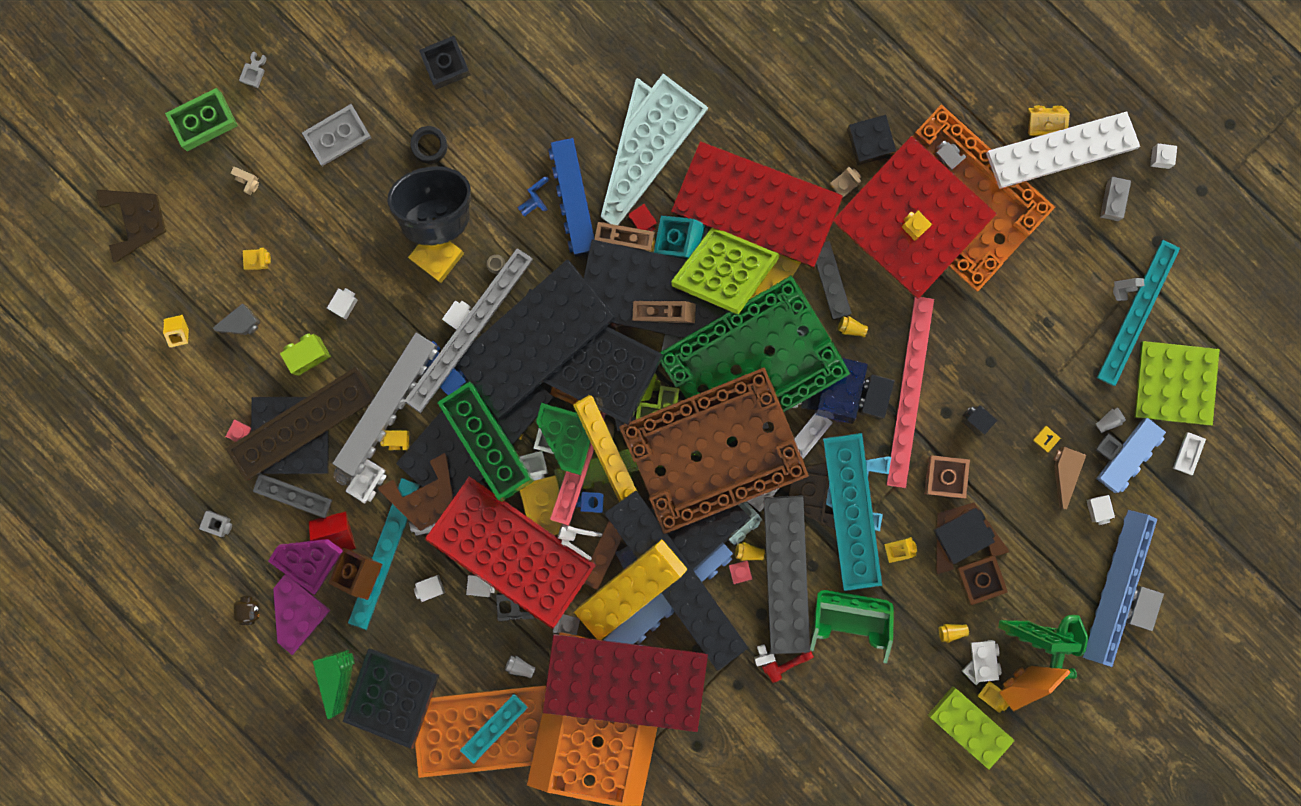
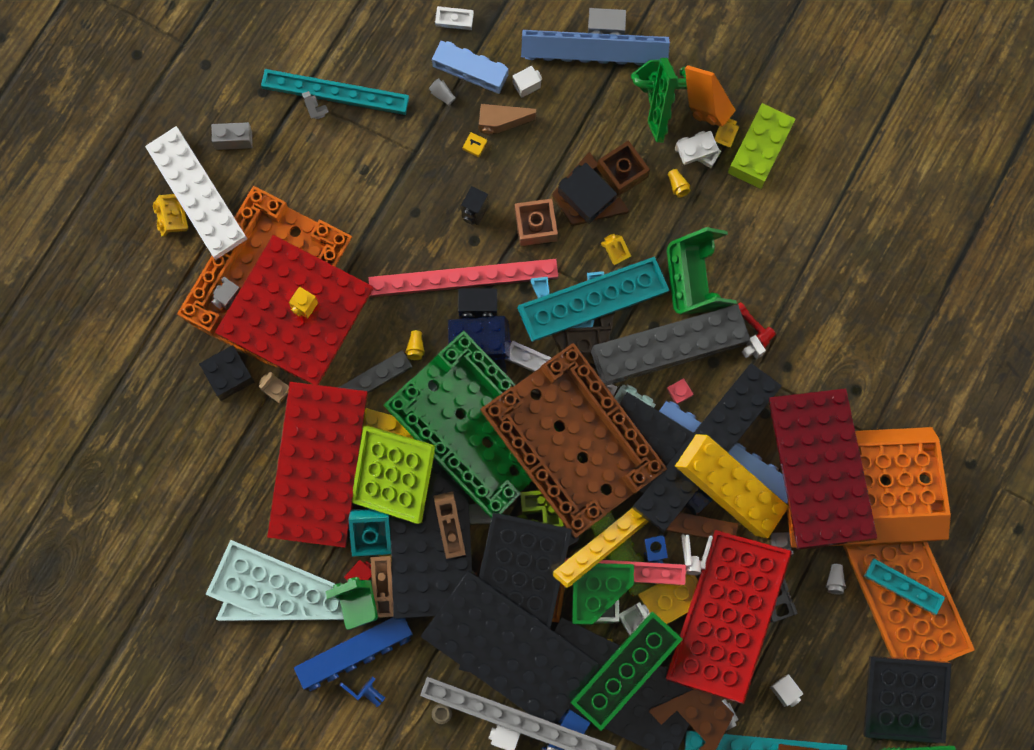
camera: 115 degrees left, 10 degrees down
(478, 587) = (772, 641): white brick -> none
(616, 209) = (356, 601): none -> green bracket
(748, 552) = (659, 389): yellow cone -> none
(1109, 447) = (467, 87): dark grey plate -> none
(1163, 156) = (180, 103): white brick -> none
(1176, 383) = (392, 44): lime plate -> none

